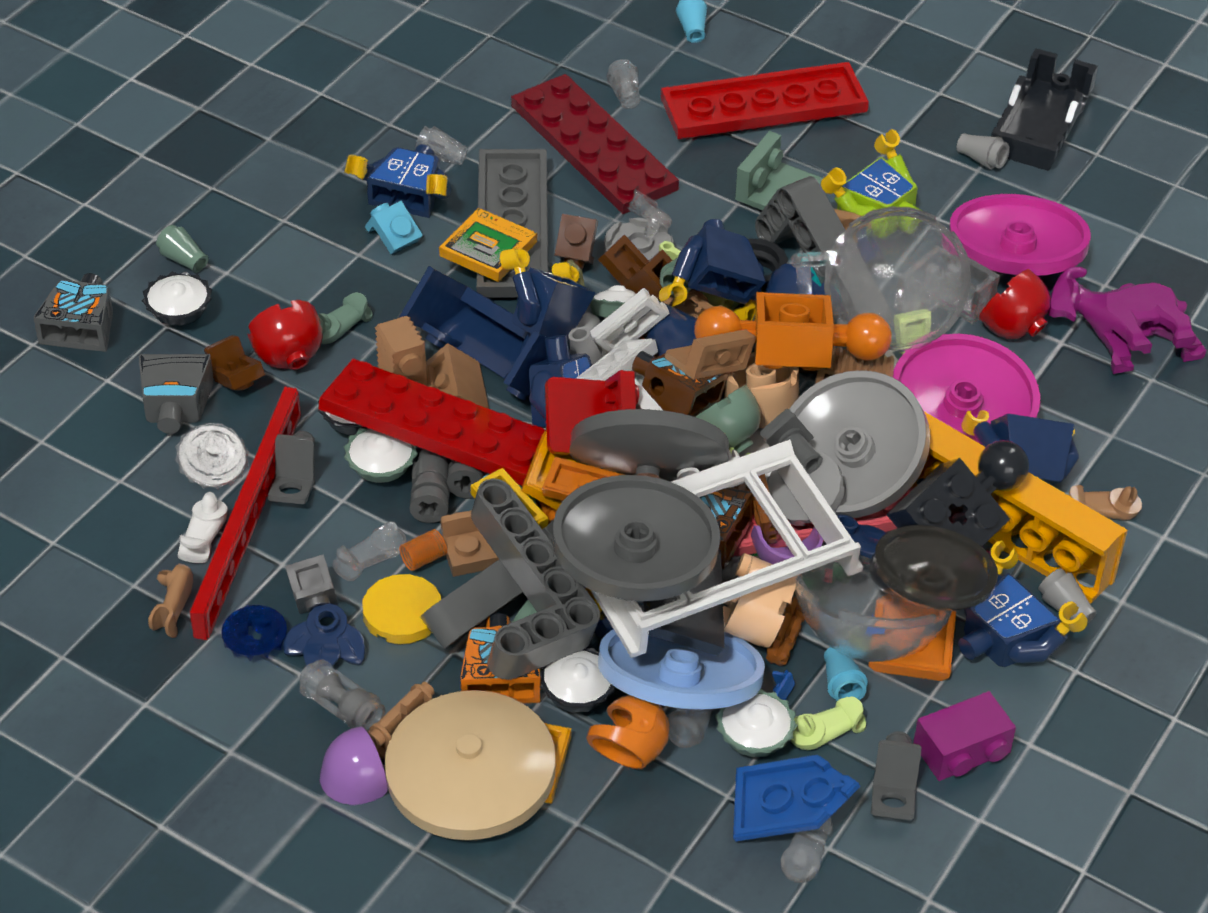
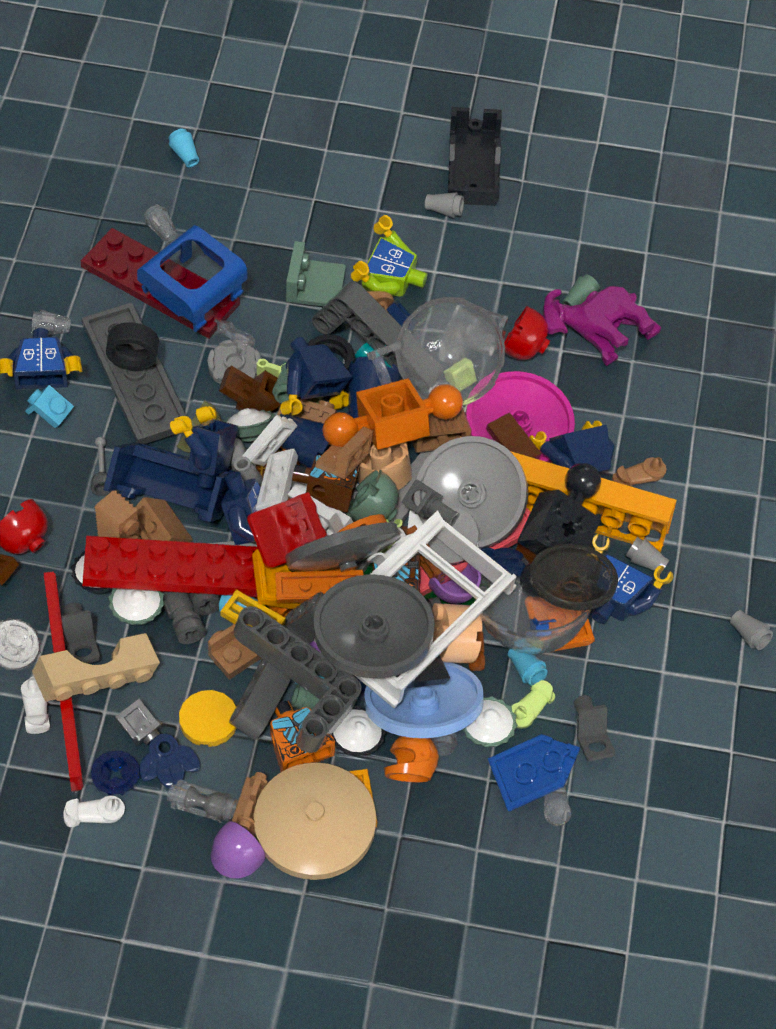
camera: 25 degrees left, 10 degrees up
(179, 586) = (45, 758): medium nougat piece -> none
(220, 669) = (103, 810): none -> white piece
(243, 497) = (63, 675): none -> tan arch
(345, 317) = (50, 494): sand green piece -> none
(378, 547) = (168, 675): clear piece -> none
(427, 554) = (202, 668): orange piece -> none
(481, 241) = (131, 402): tile -> none
(528, 170) = (135, 334): none -> black tyre
(576, 239) = (194, 378): reddish brown bracket -> none
(620, 156) = (194, 302): none -> blue piece
(763, 100) = (273, 205): red plate -> none
(784, 683) = (492, 682): blue piece -> none
(942, 401) = (511, 435): none -> reddish brown tile
(964, 736) = (624, 683): magenta brick -> none
(1021, 234) = (503, 273): dark pink dish -> none
(1116, 278) = (580, 290): none -> sand green cone
(1178, 731) = (752, 630): none -> light grey cone

